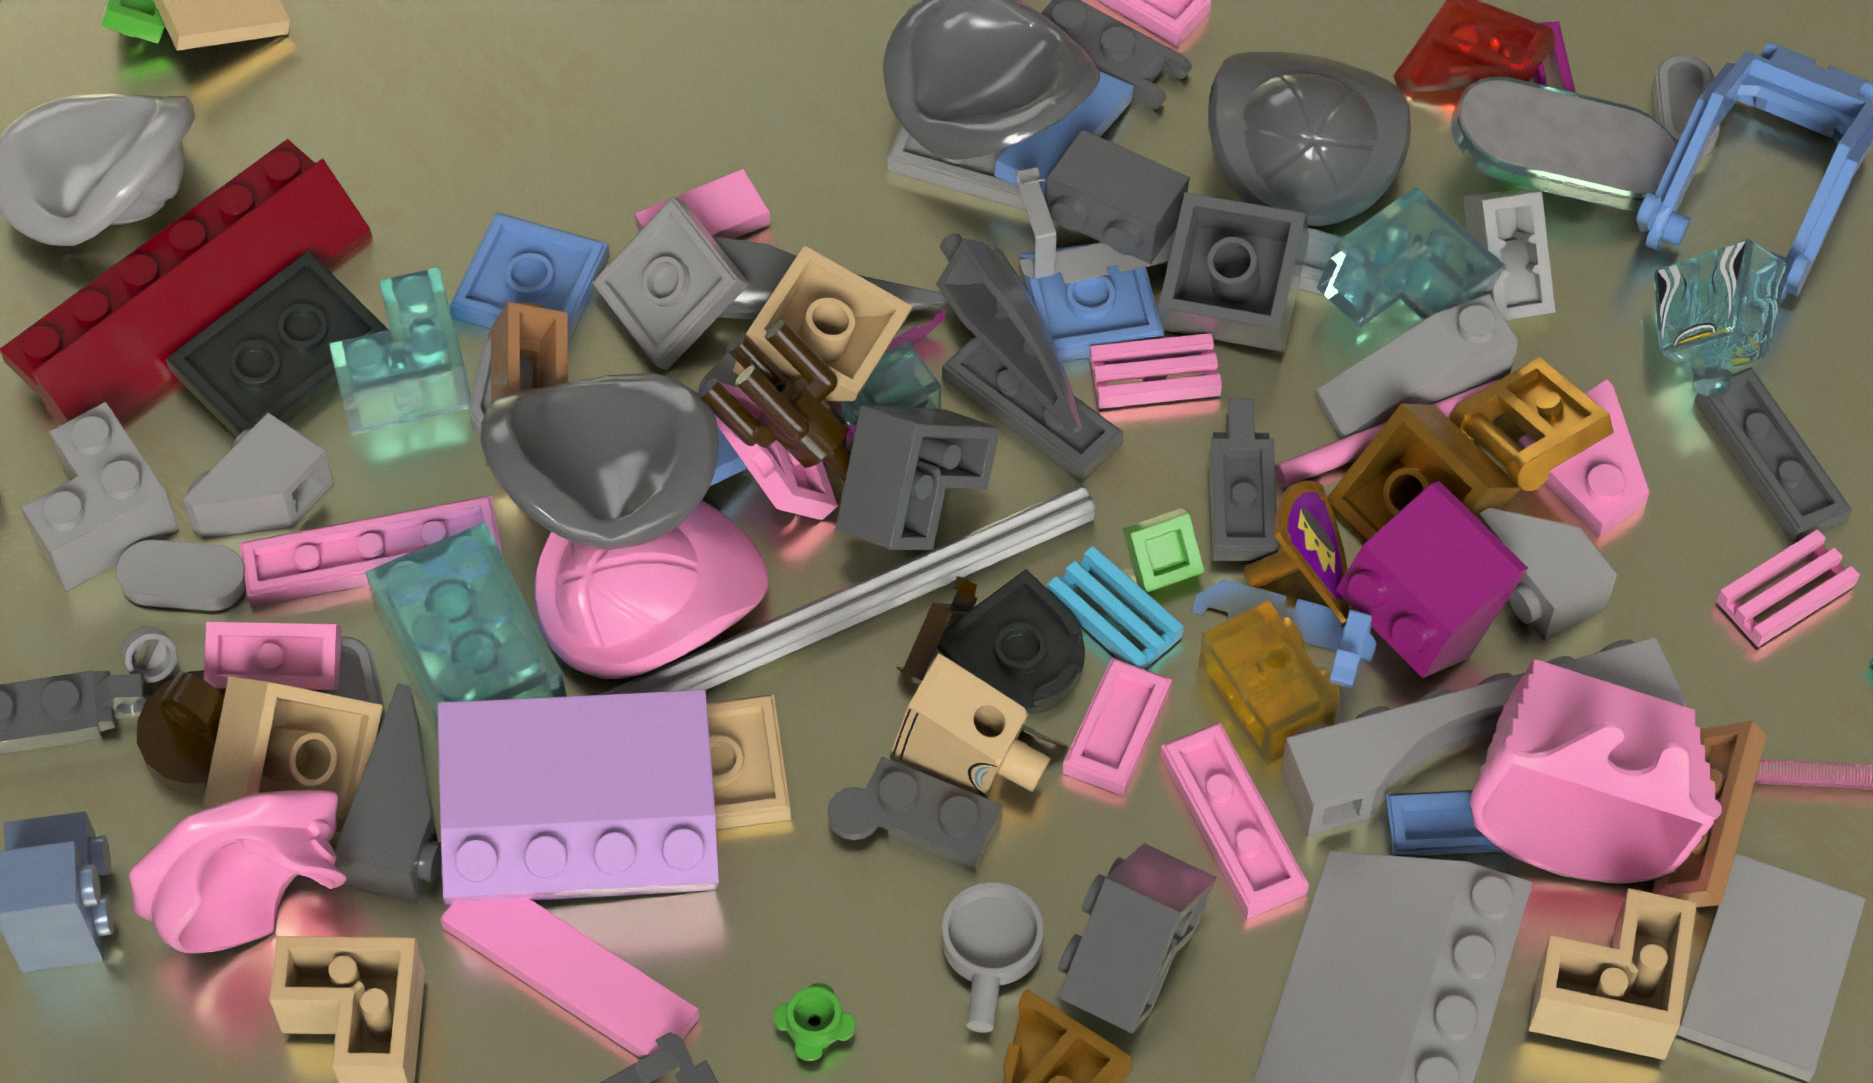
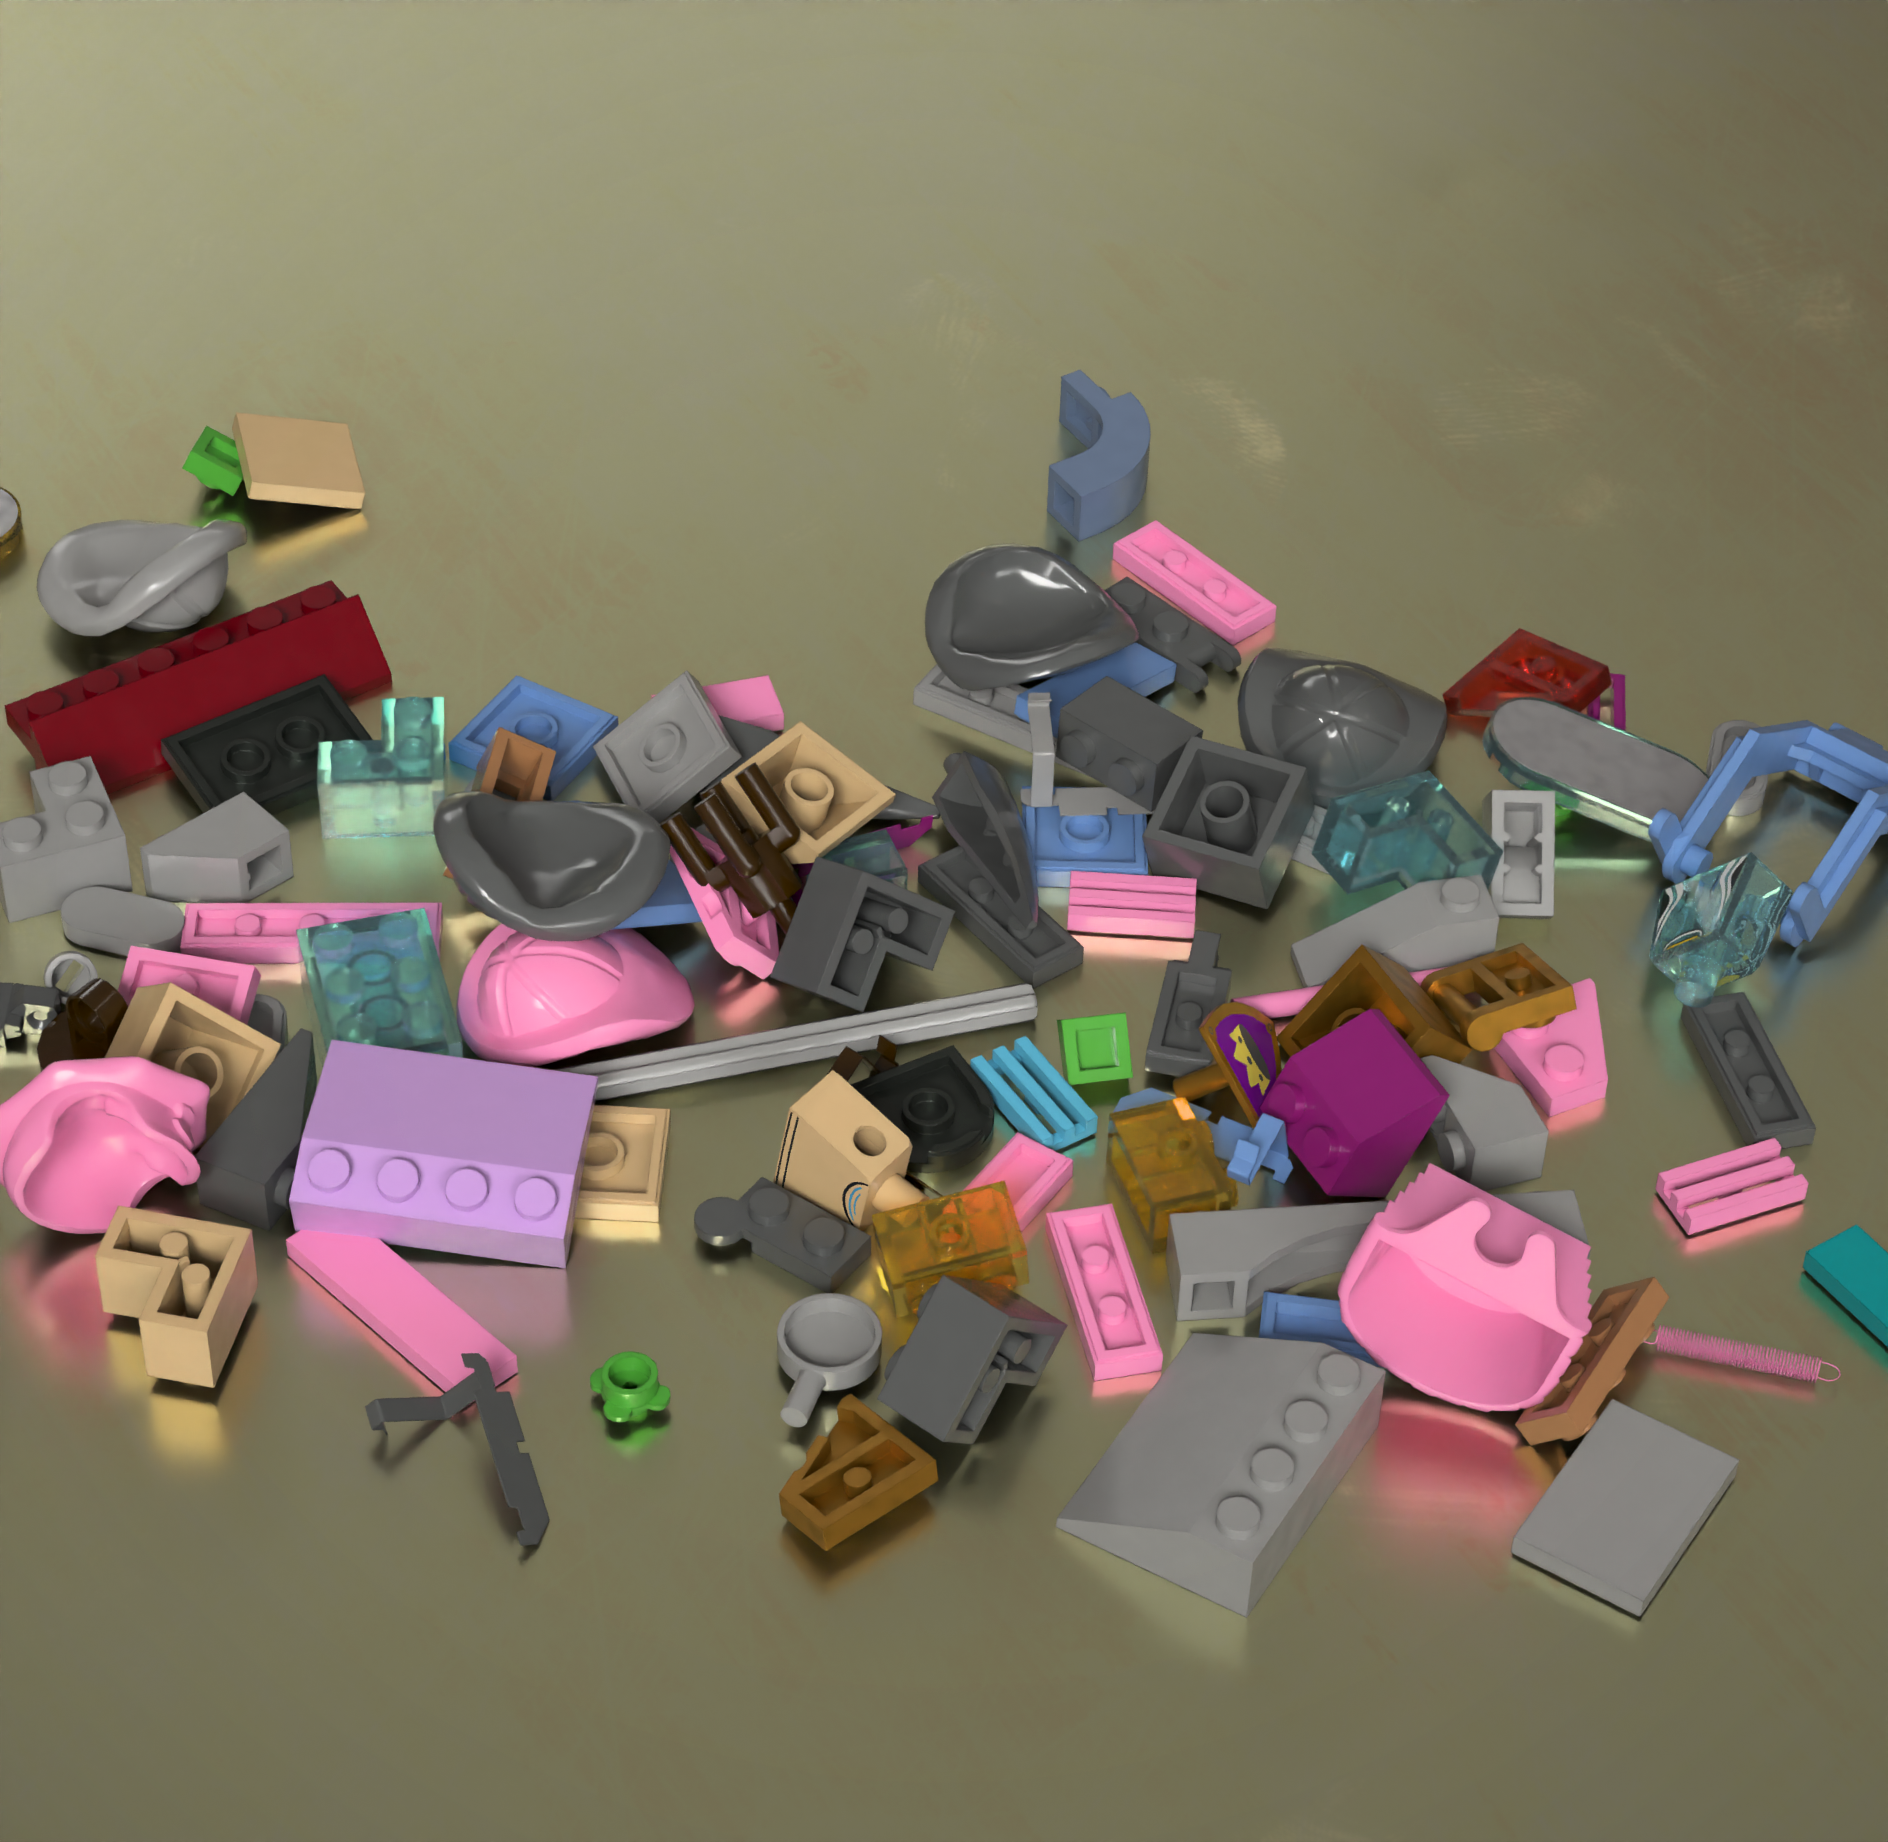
camera: 10 degrees right, 15 degrees down
(1087, 814) = (951, 1235): none -> clear yellow brick
(1623, 993) = (1454, 1489): tan brick -> none

